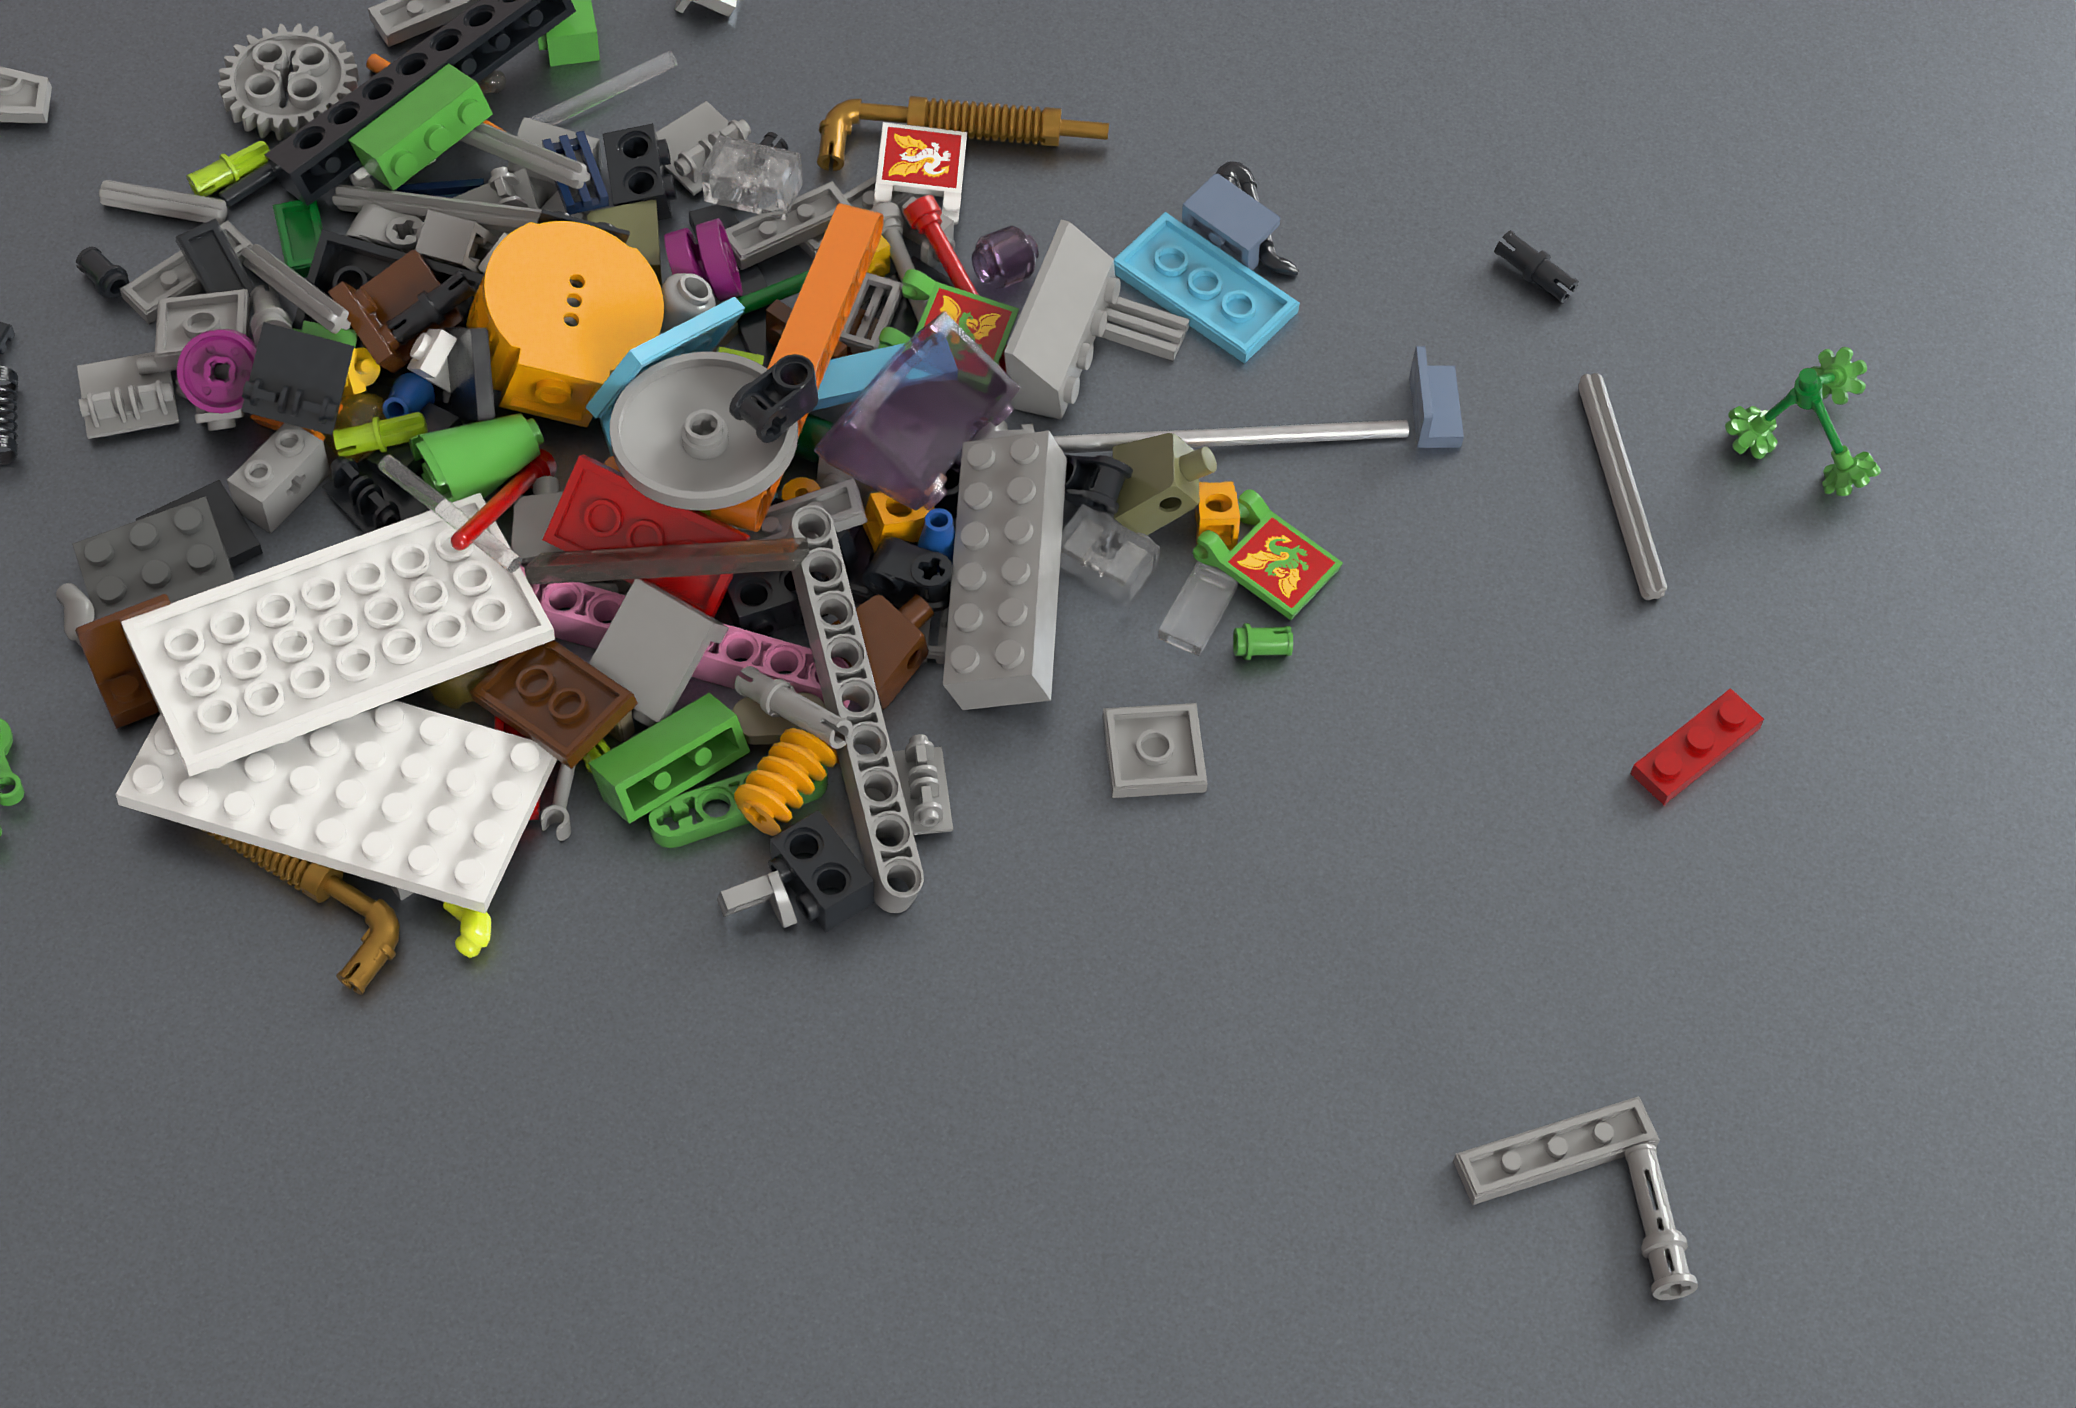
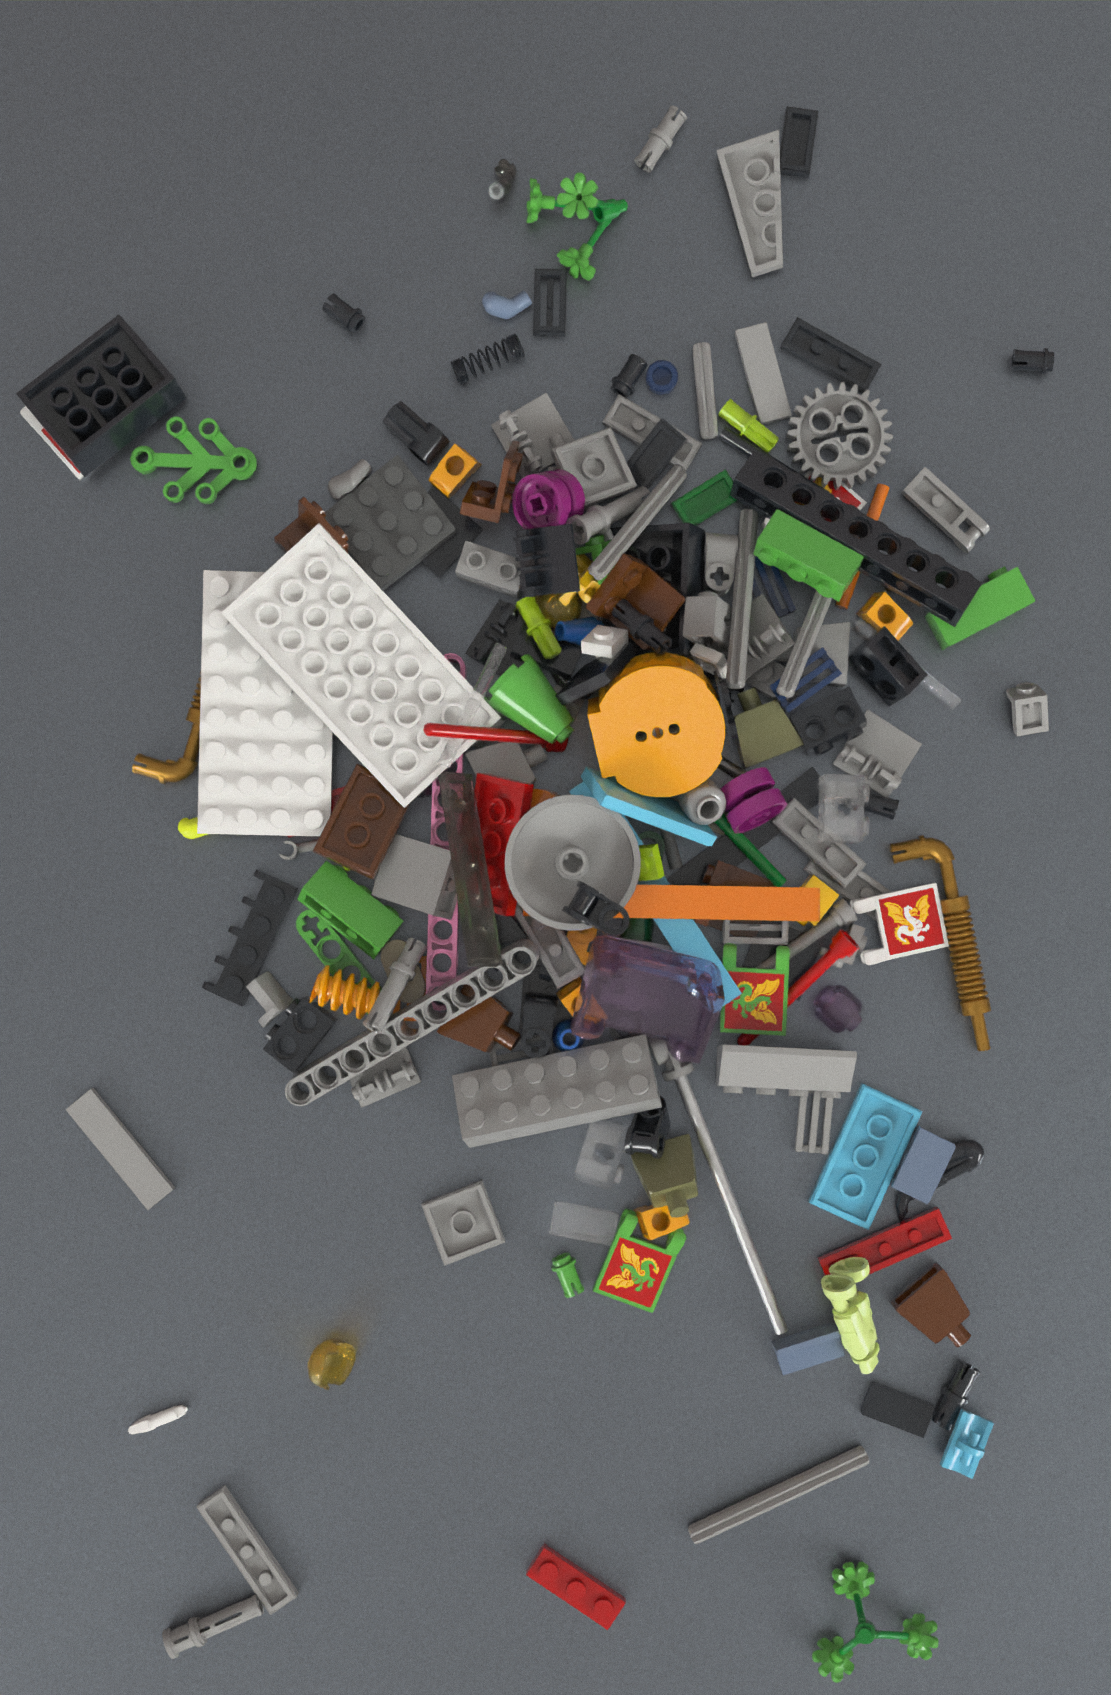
camera: 80 degrees right, 30 degrees up
(66, 512) = (422, 438): none -> black piece
(122, 243) = (661, 377): none -> dark blue tile
(125, 486) = (453, 470): none -> light orange leg
(170, 140) = (762, 373): none -> light grey tile
(174, 414) = (488, 501): none -> reddish brown bracket
(181, 73) = (830, 355): none -> black tile
(531, 91) = (883, 611): none -> light orange leg
(594, 89) = (887, 666): none -> black brick
(665, 903) = (254, 939): none -> black hinge
(907, 1162) = (120, 1148): none -> light grey tile
(1302, 955) = (331, 1362): none -> clear yellow hair
(1327, 292) = (894, 1242): none -> red plate
(1332, 1231) = (152, 1421): none -> white piece
(1353, 324) = (853, 1311): none -> yellowish green piece
(1415, 257) = (934, 1307): none -> reddish brown torso
(1539, 333) = (897, 1409): none -> black tile
(1598, 264) = (967, 1443): none -> medium azure hips

